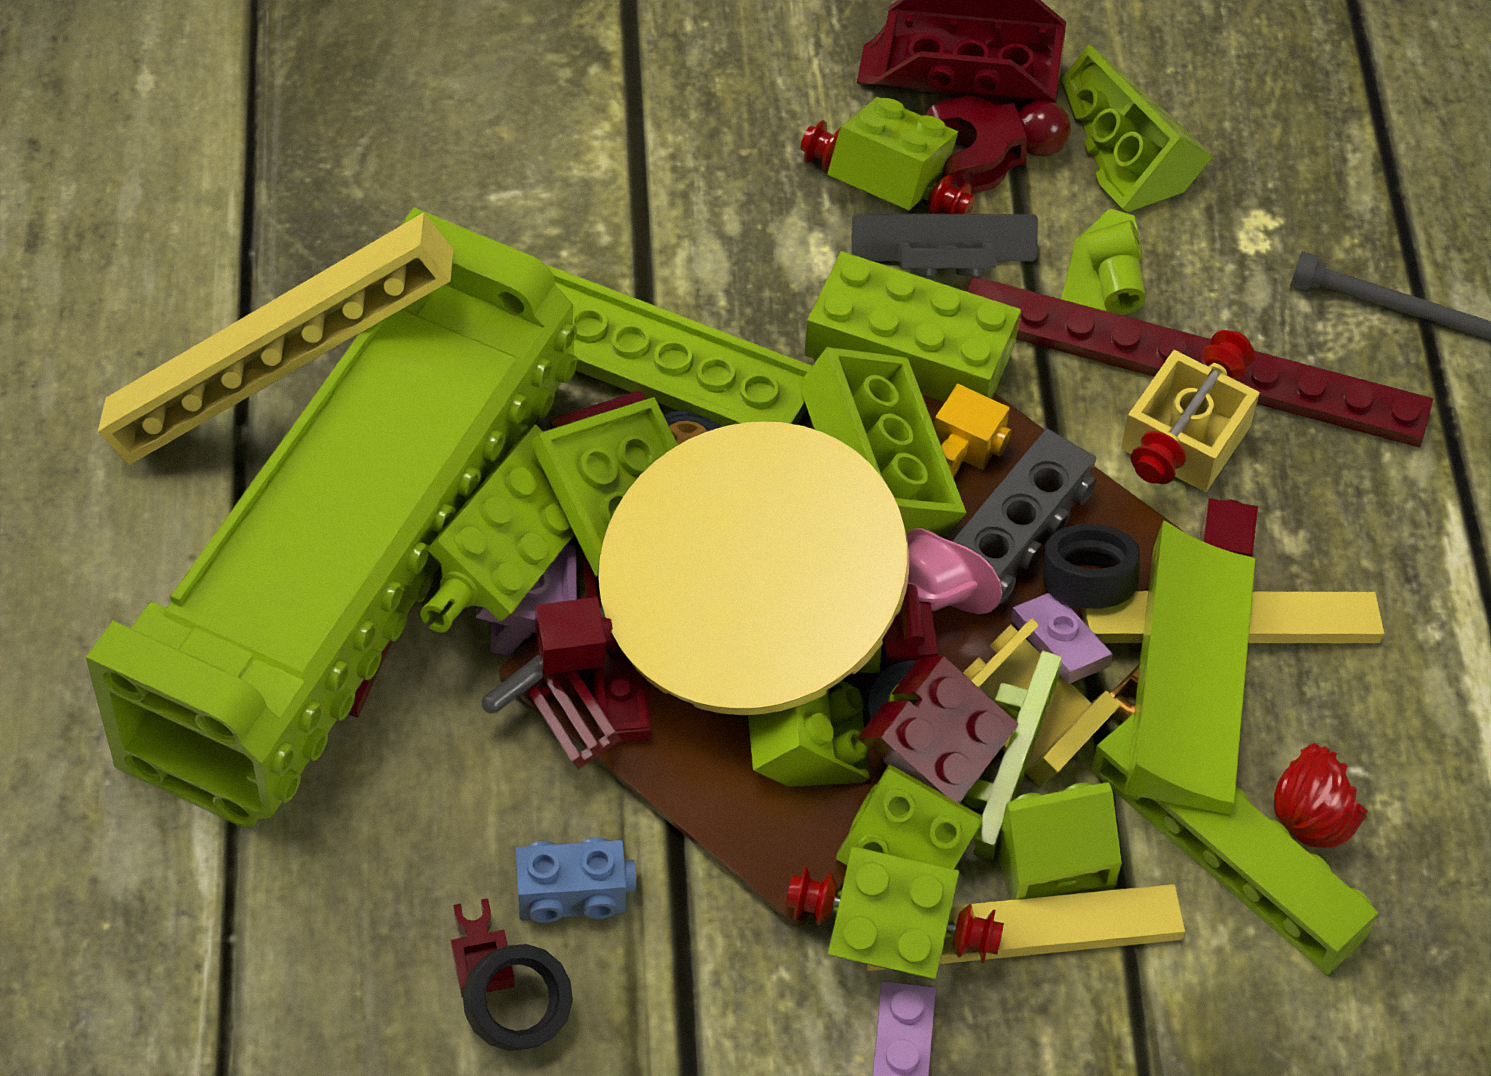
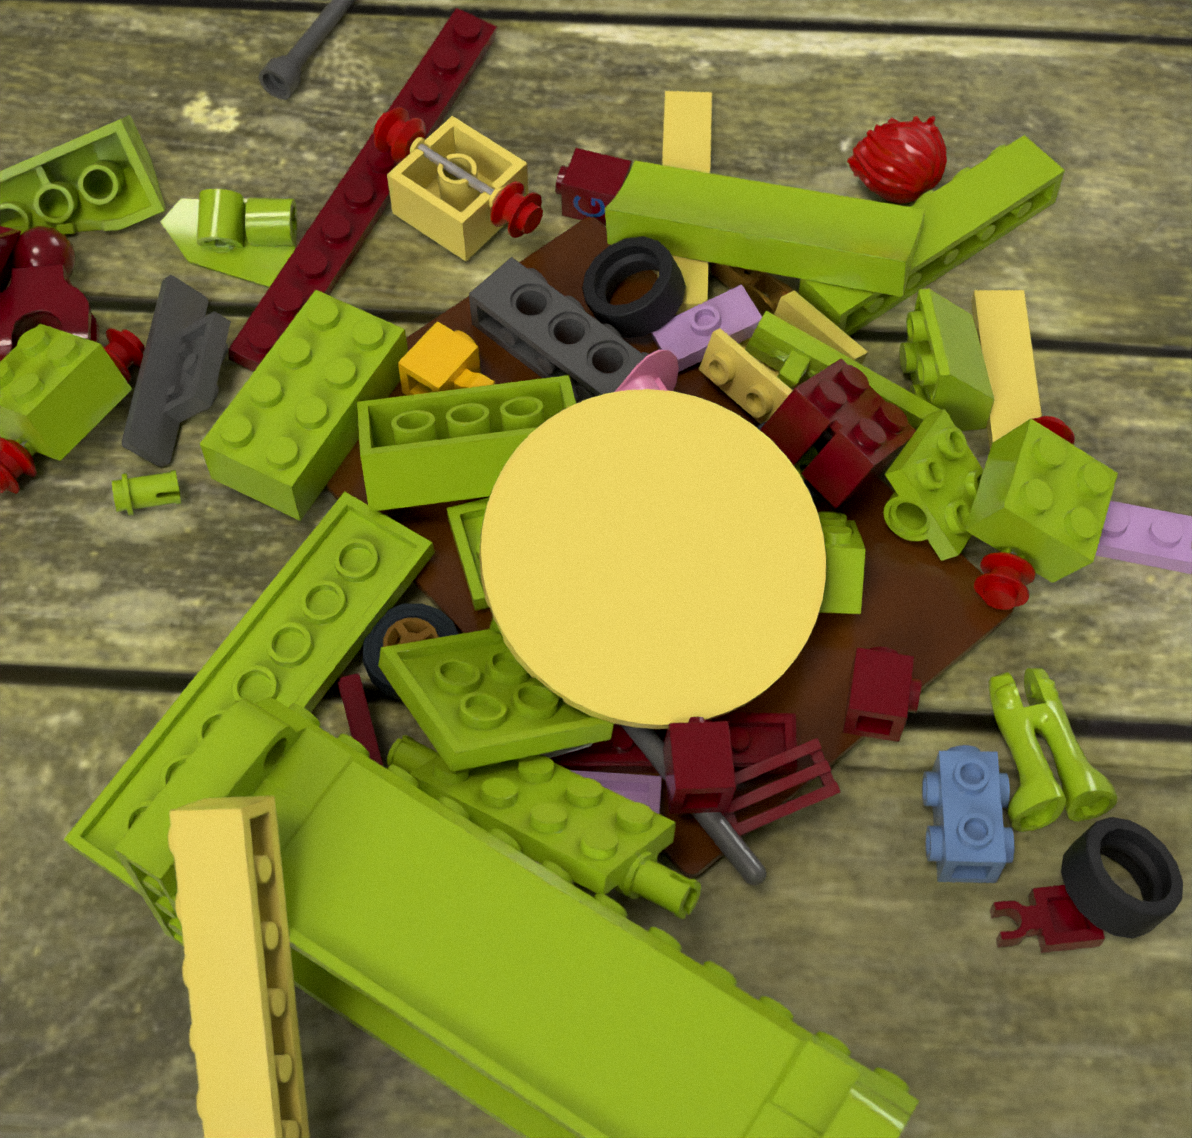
camera: 80 degrees left, 5 degrees up
(608, 968) = (1039, 797): none -> lime piece
(678, 793) = (880, 693): none -> dark red brick
(813, 236) = (145, 491): none -> lime pin

